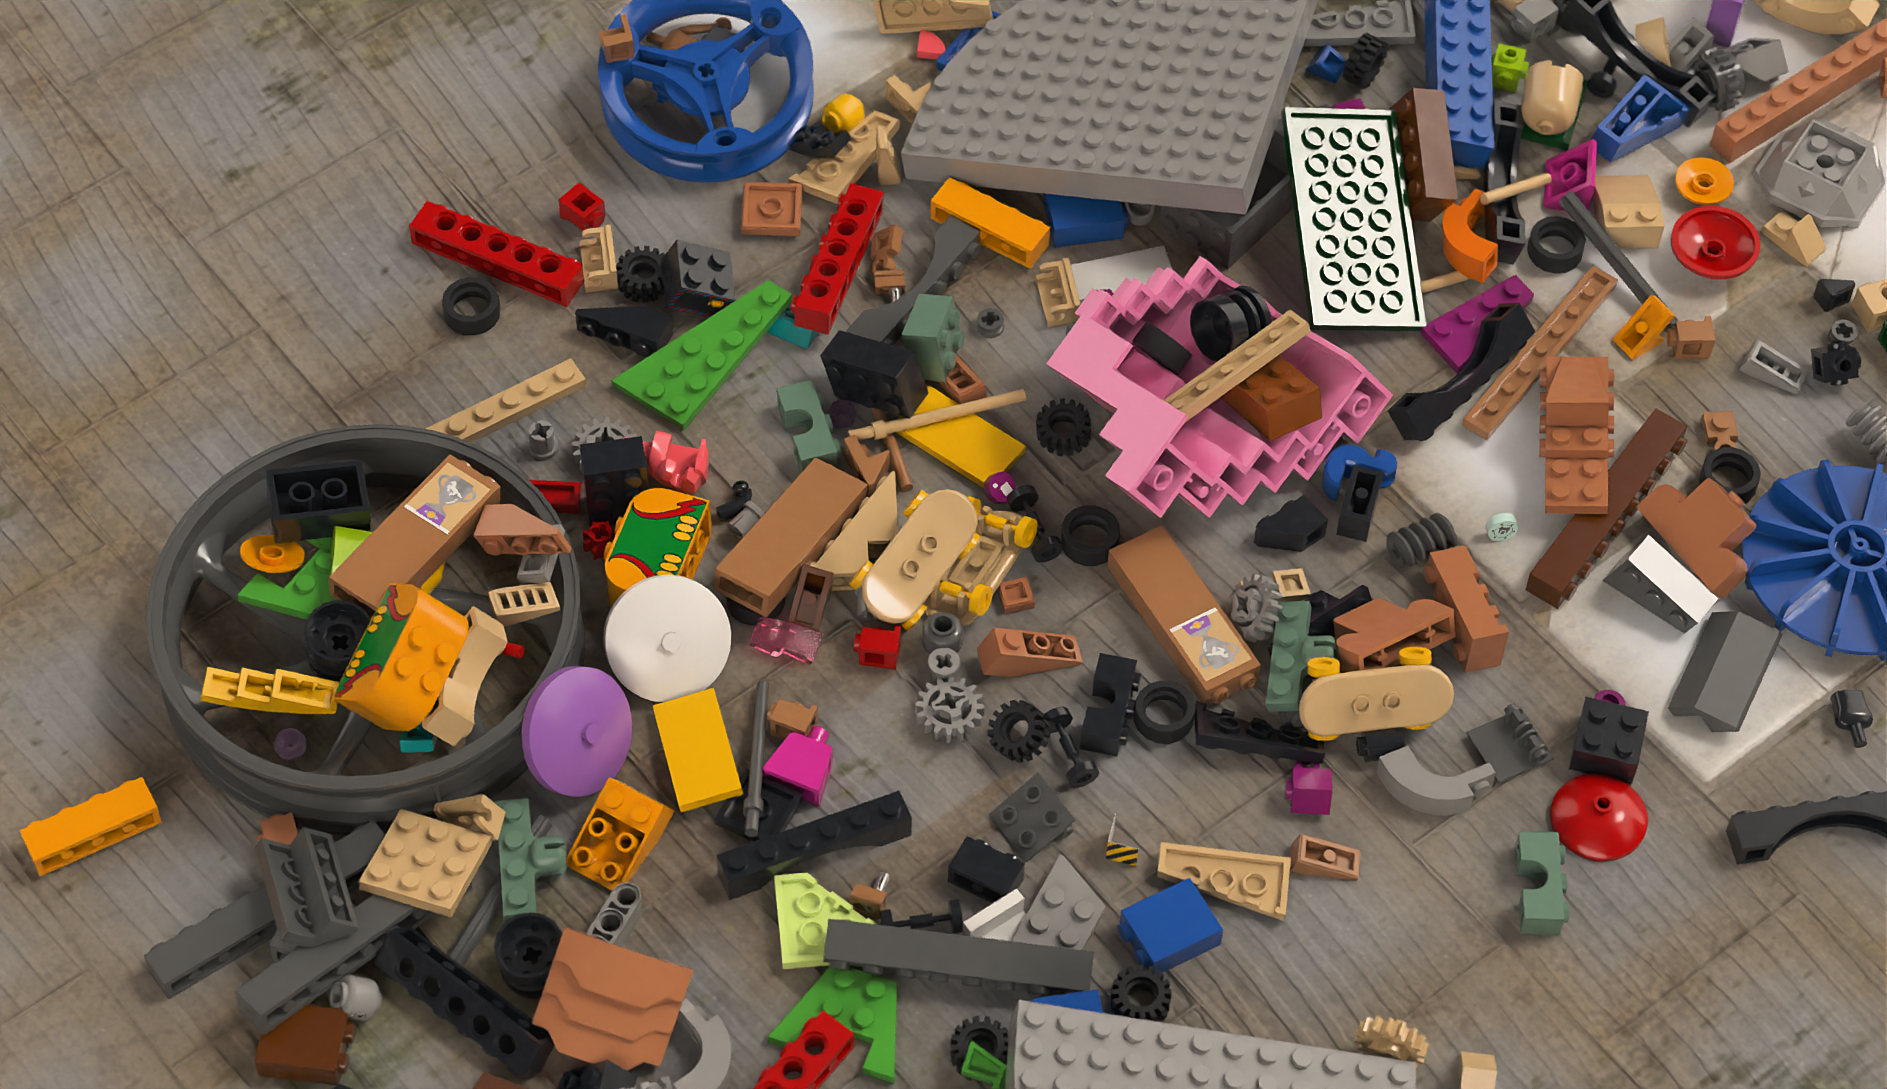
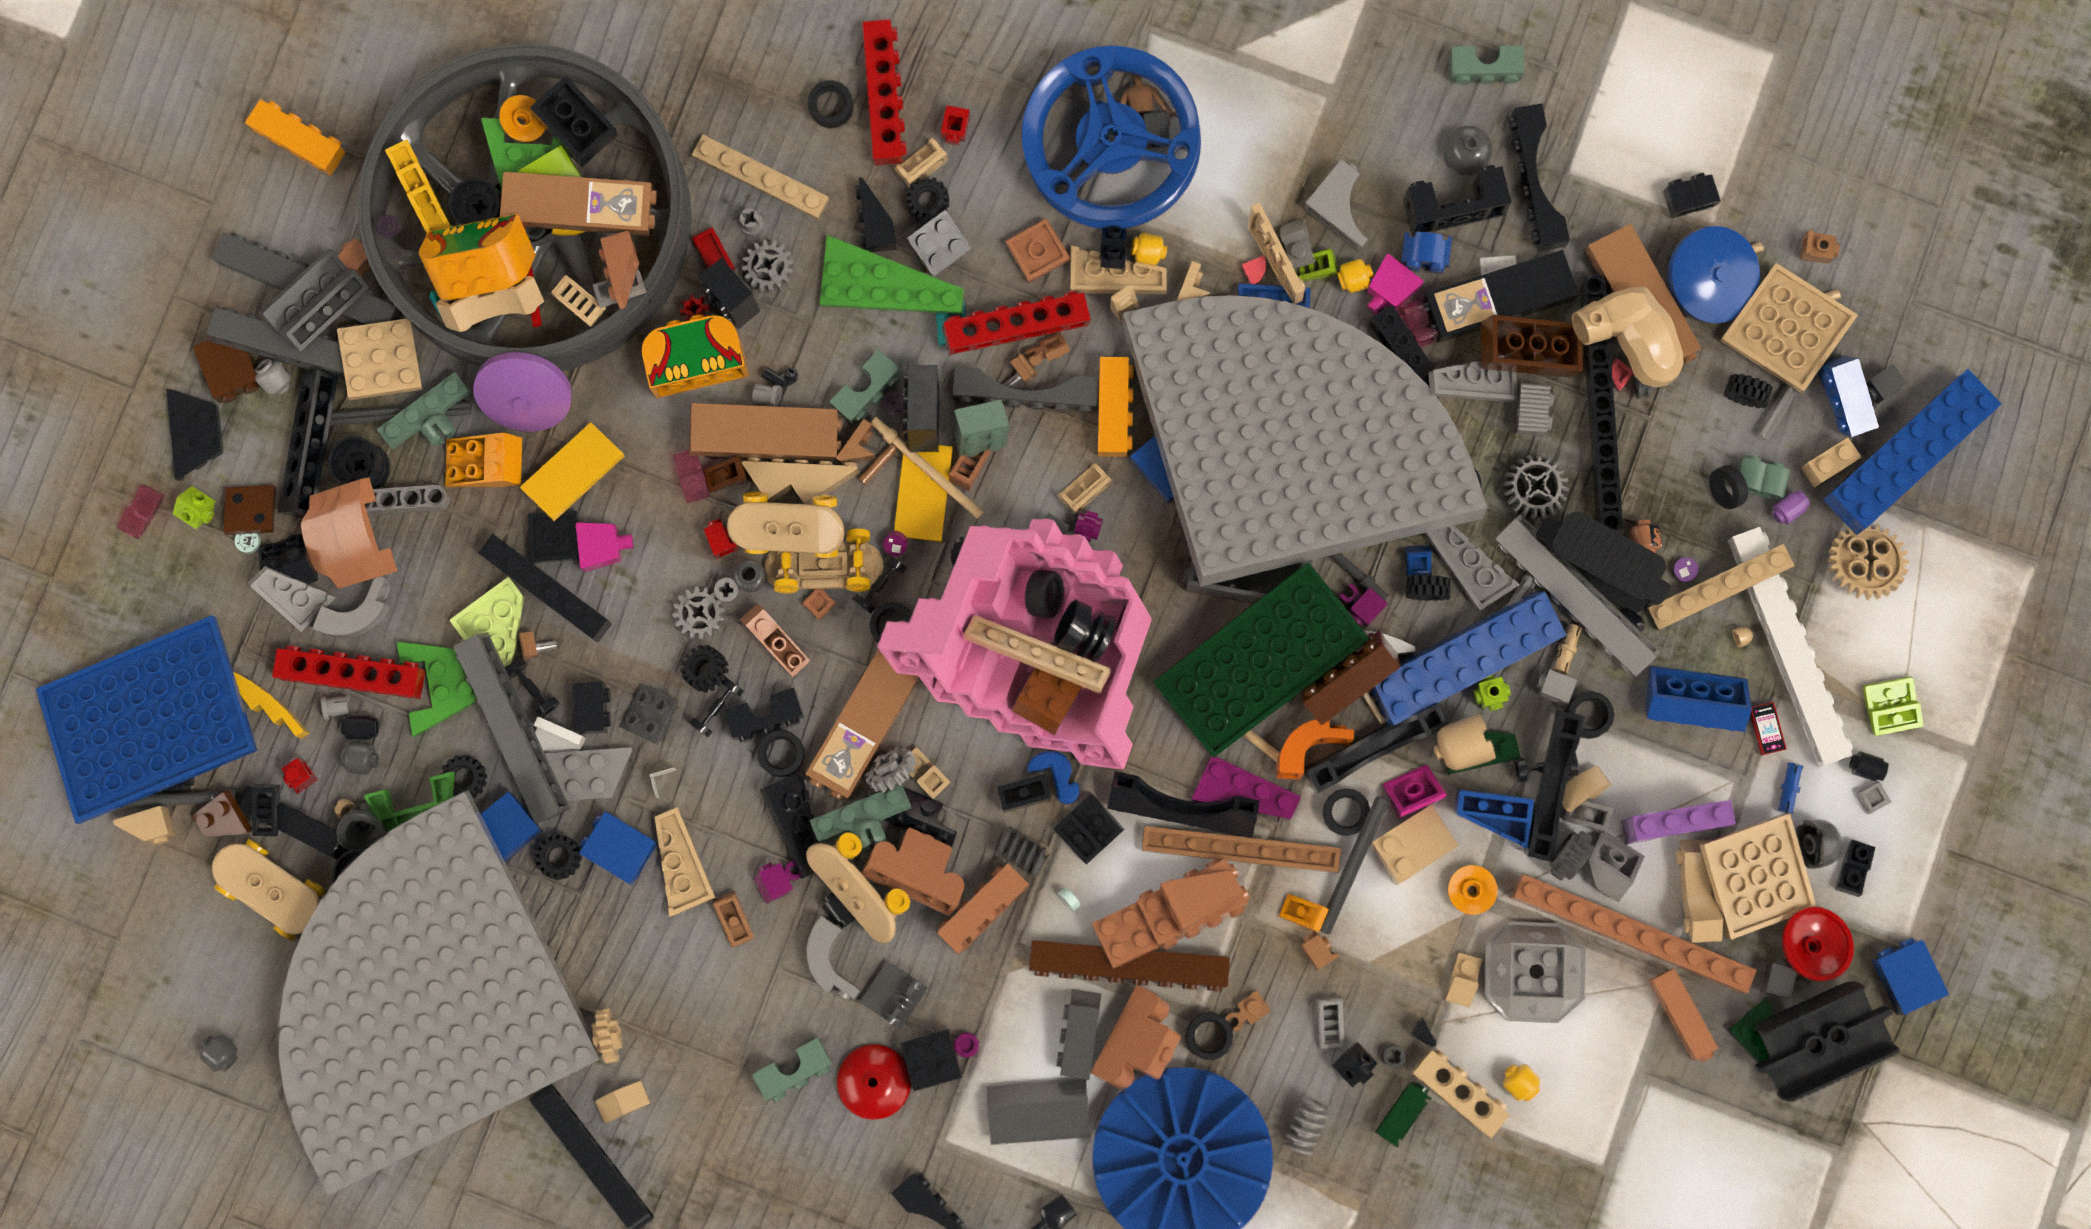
camera: 65 degrees right, 25 degrees up
(473, 813) = (430, 366): tan hinge -> none
(617, 42) = (1085, 61): medium nougat panel -> none
(667, 638) = (630, 403): white dish -> none
(676, 465) = (779, 316): coral piece -> none
(753, 803) = (543, 534): dark grey bar -> none
(791, 717) = (630, 518): medium nougat brick -> none
(993, 330) = (1031, 463): dark grey bush -> none
(1111, 271) = (1135, 519): white sticker -> none
(1293, 527) = (982, 758): black slope -> none
(1433, 473) = (1089, 829): none -> black slope
(1515, 188) = (1374, 757): tan bar -> none
(1716, 232) = (1430, 923): red dish -> none

